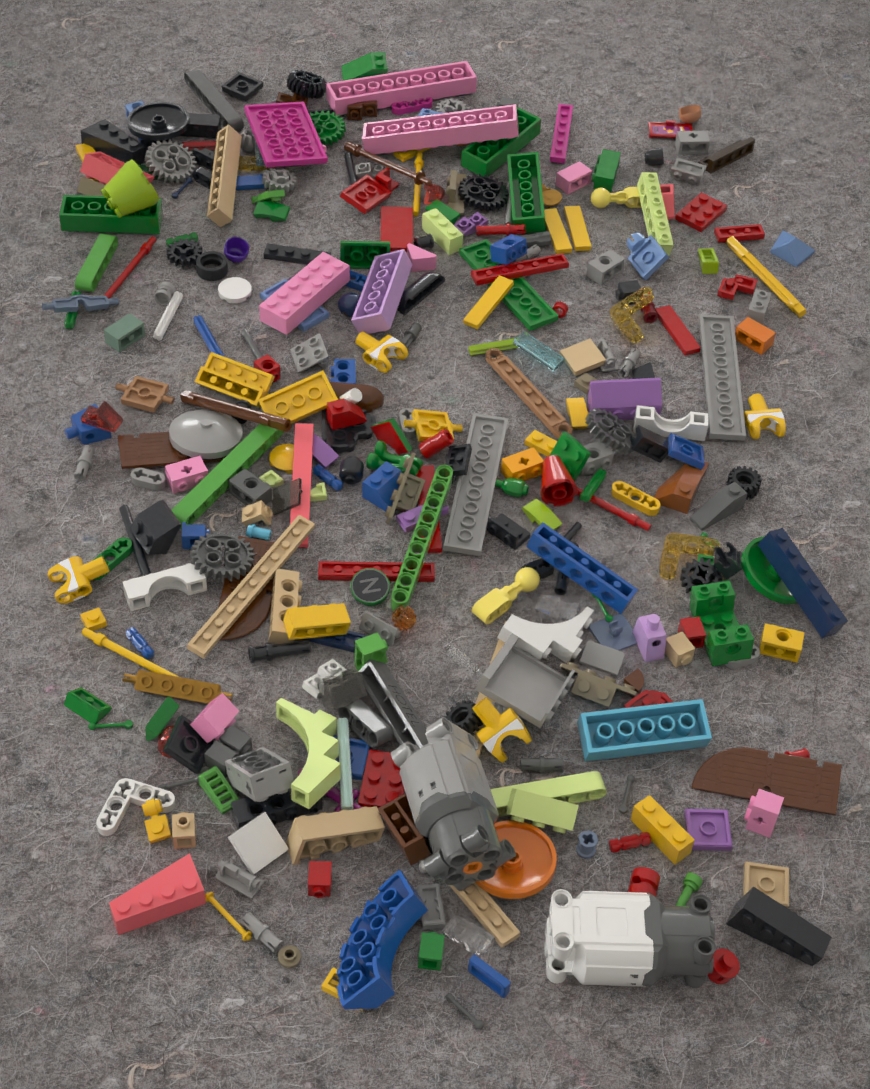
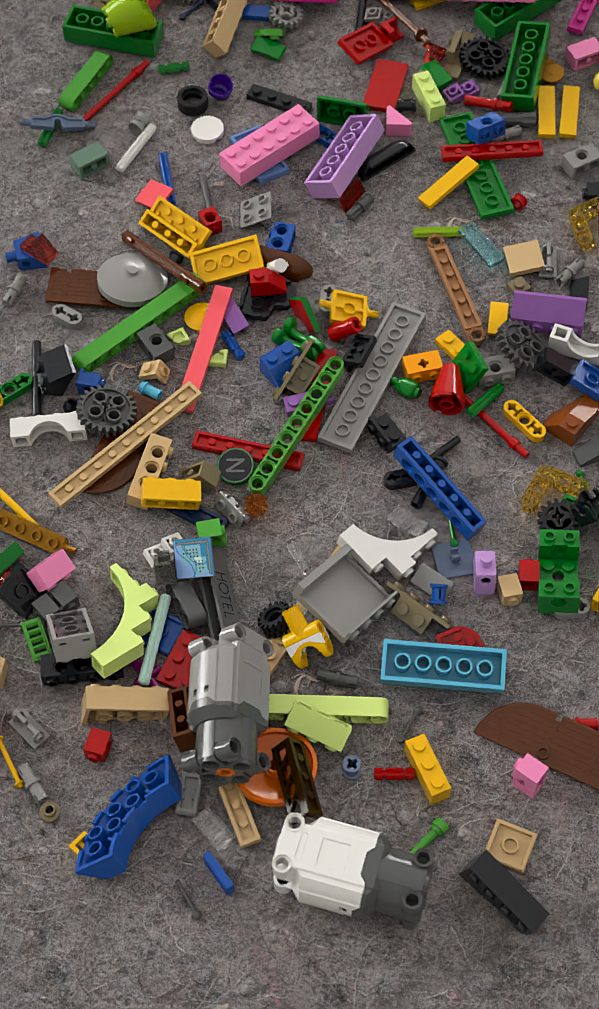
camera: 20 degrees right, 10 degrees up
(140, 643) = (11, 481): blue axle -> none
(144, 394) = (89, 227): medium nougat plate -> none
(180, 559) = (70, 405): none -> black hinge
(184, 252) = (170, 82): black gear -> none
(185, 474) = (101, 318): bright pink brick -> none
(199, 353) = (152, 191): none -> coral piece
(258, 843) = (53, 699): white tile -> none
(270, 651) = (121, 513): black pin -> none
(286, 496) = (186, 359): clear smoke piece -> none
(339, 595) = (203, 472): none -> dark tan slope
(348, 303) = (310, 160): dark blue hair -> none
(351, 470) = (256, 342): black head -> none
(365, 673) = (194, 557): none -> piece
(379, 351) = (325, 218): yellow connector -> none
(399, 325) = (351, 195): none -> clear red tile
(419, 164) = (431, 16): yellow bar -> none
(431, 951) = (174, 836): green brick -> none
(499, 601) = (353, 503): light yellow beam -> none
(539, 513) = (425, 423): lime slope -> none
(547, 860) = (299, 776): none -> dark brown fence
(613, 665) = (438, 594): none -> blue bush
(635, 679) = (456, 612): reddish brown tile -> none
(644, 881) = (389, 821): red wheel -> none
(709, 829) = (474, 777): medium lavender tile -> none
(724, 965) = (437, 915): red piece -> none

